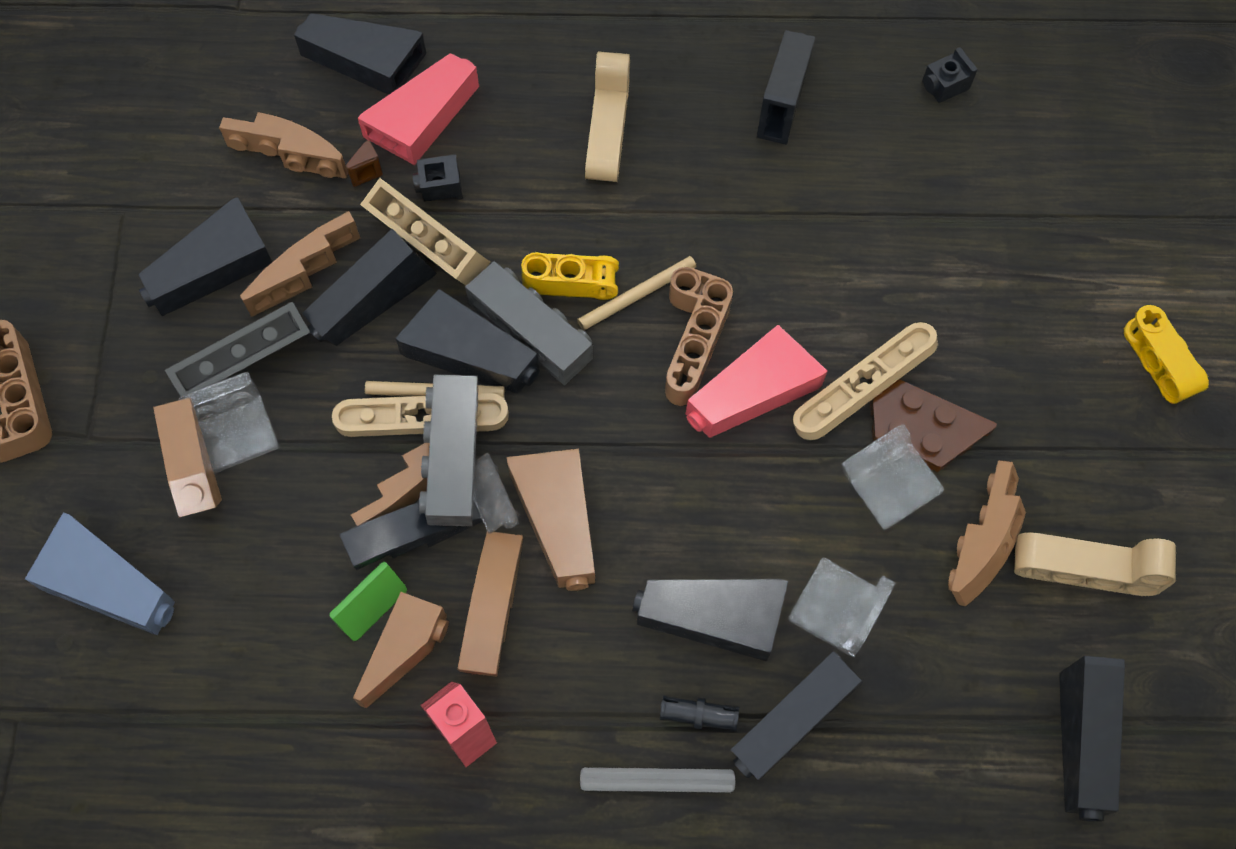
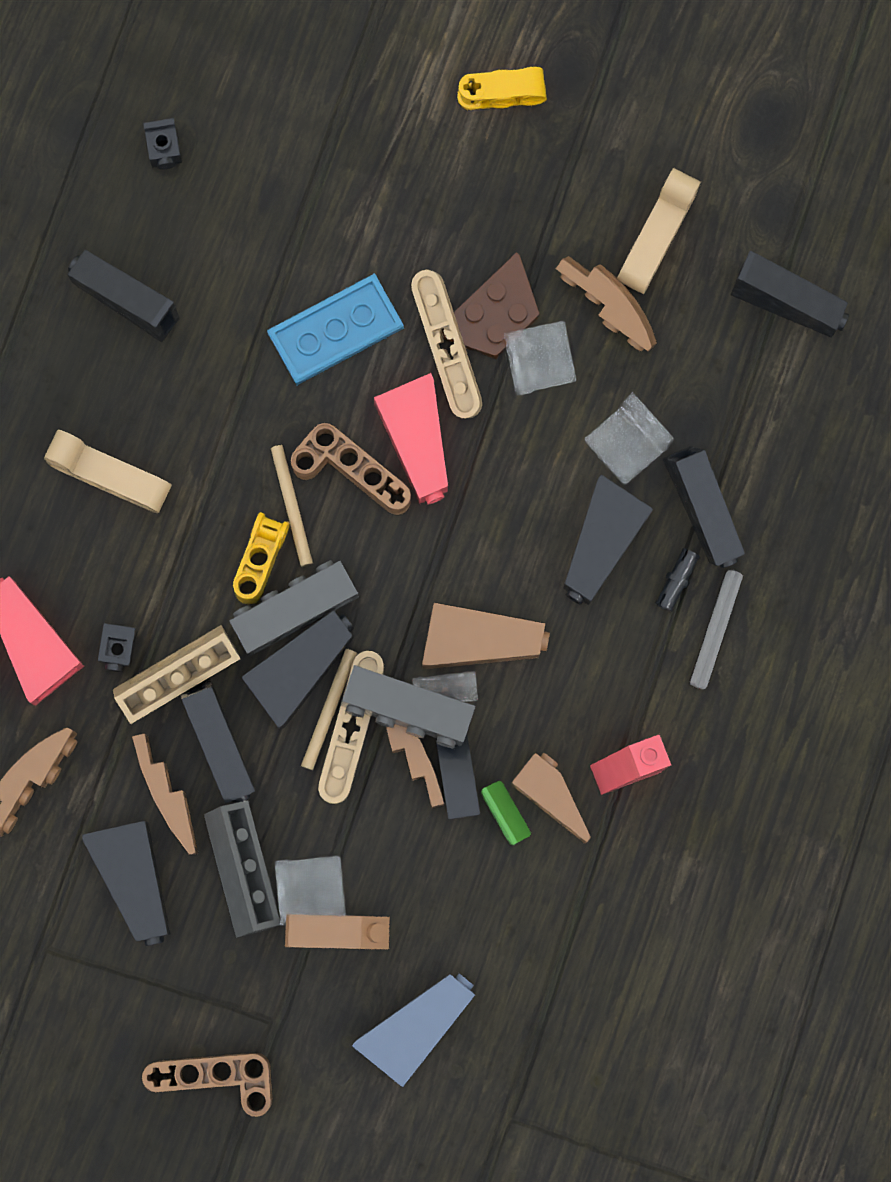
camera: 75 degrees left, 15 degrees up
(364, 165) = (77, 708): reddish brown slope -> none
(490, 604) = (539, 713): medium nougat slope -> none
(836, 279) = (335, 329): none -> dark azure tile

